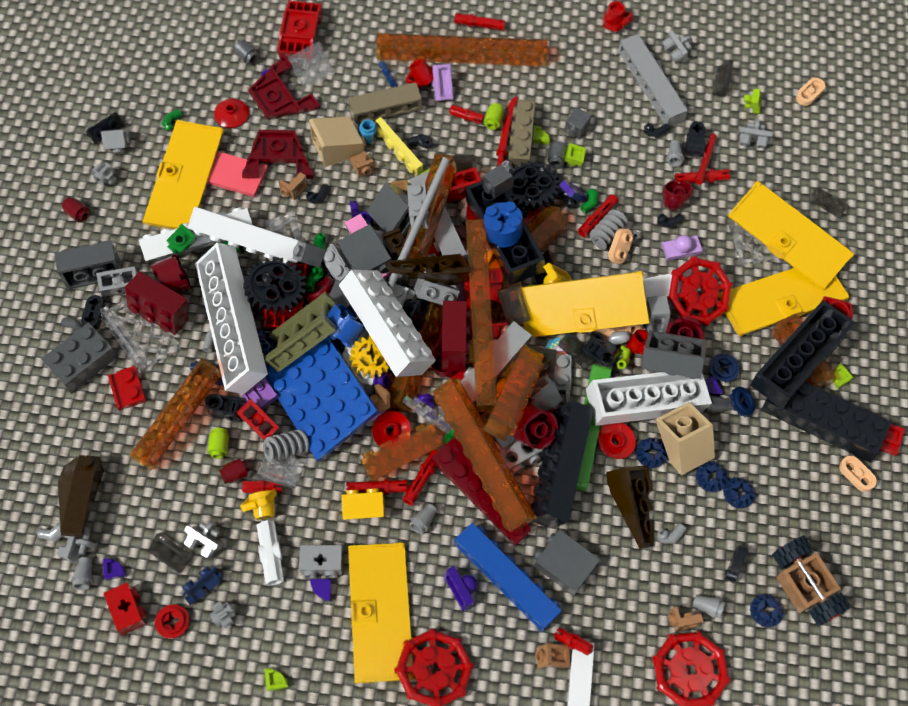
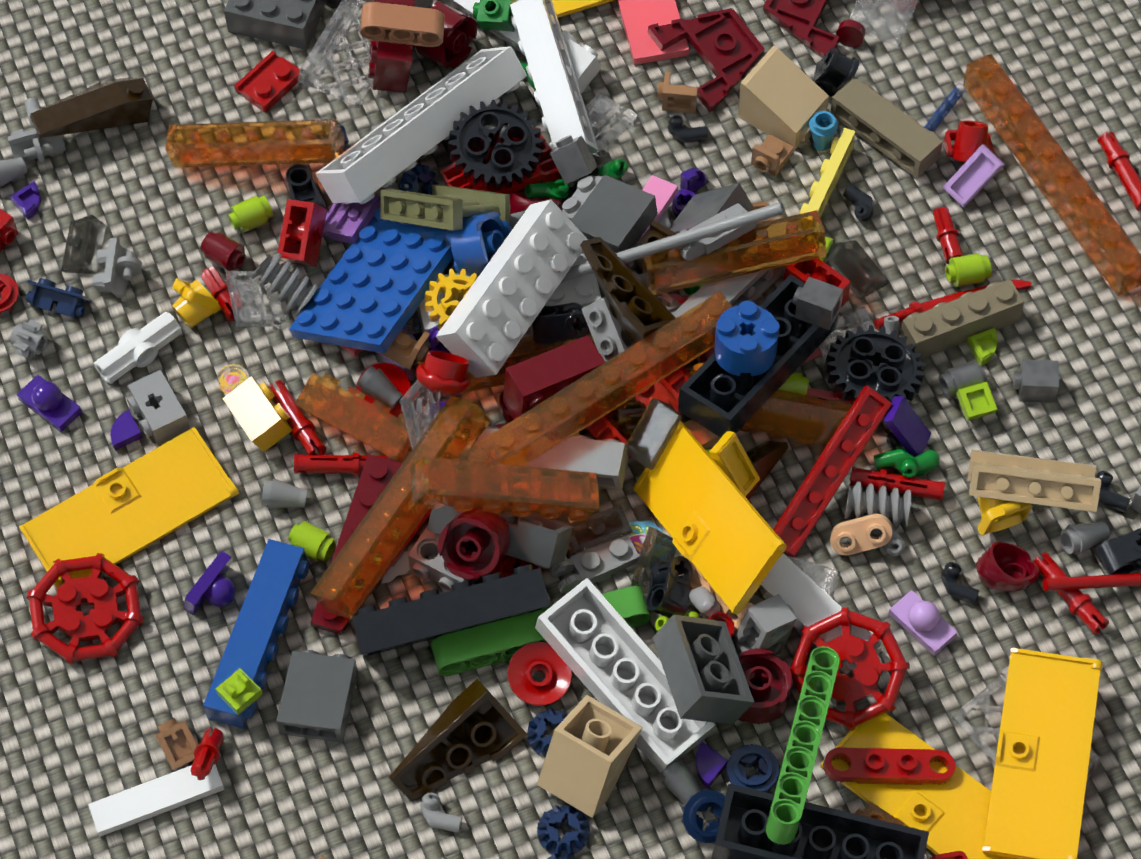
camera: 65 degrees right, 5 degrees down
(162, 288) = (402, 24): none -> nougat beam
(273, 624) = (49, 403): none -> dark purple tile
(313, 86) = (851, 33): none -> dark red tile
(325, 509) = (231, 377): none -> clear tile
(335, 104) = (834, 71): none -> black piece
(391, 429) = (379, 387): none -> flat silver cone
(419, 385) = (444, 373): none -> red piece
(464, 517) = (315, 541): none -> lime brick
(548, 602) = (239, 691): none -> lime tile
(577, 233) = (831, 469): none -> red tile
(588, 205) = (900, 460): none -> green arm
(640, 154) = (1033, 480): none -> tan fence
(645, 179) = (1001, 514): none -> yellow piece
(751, 328) = (802, 746): none -> bright green beam
(758, 304) = (889, 766): none -> red plate

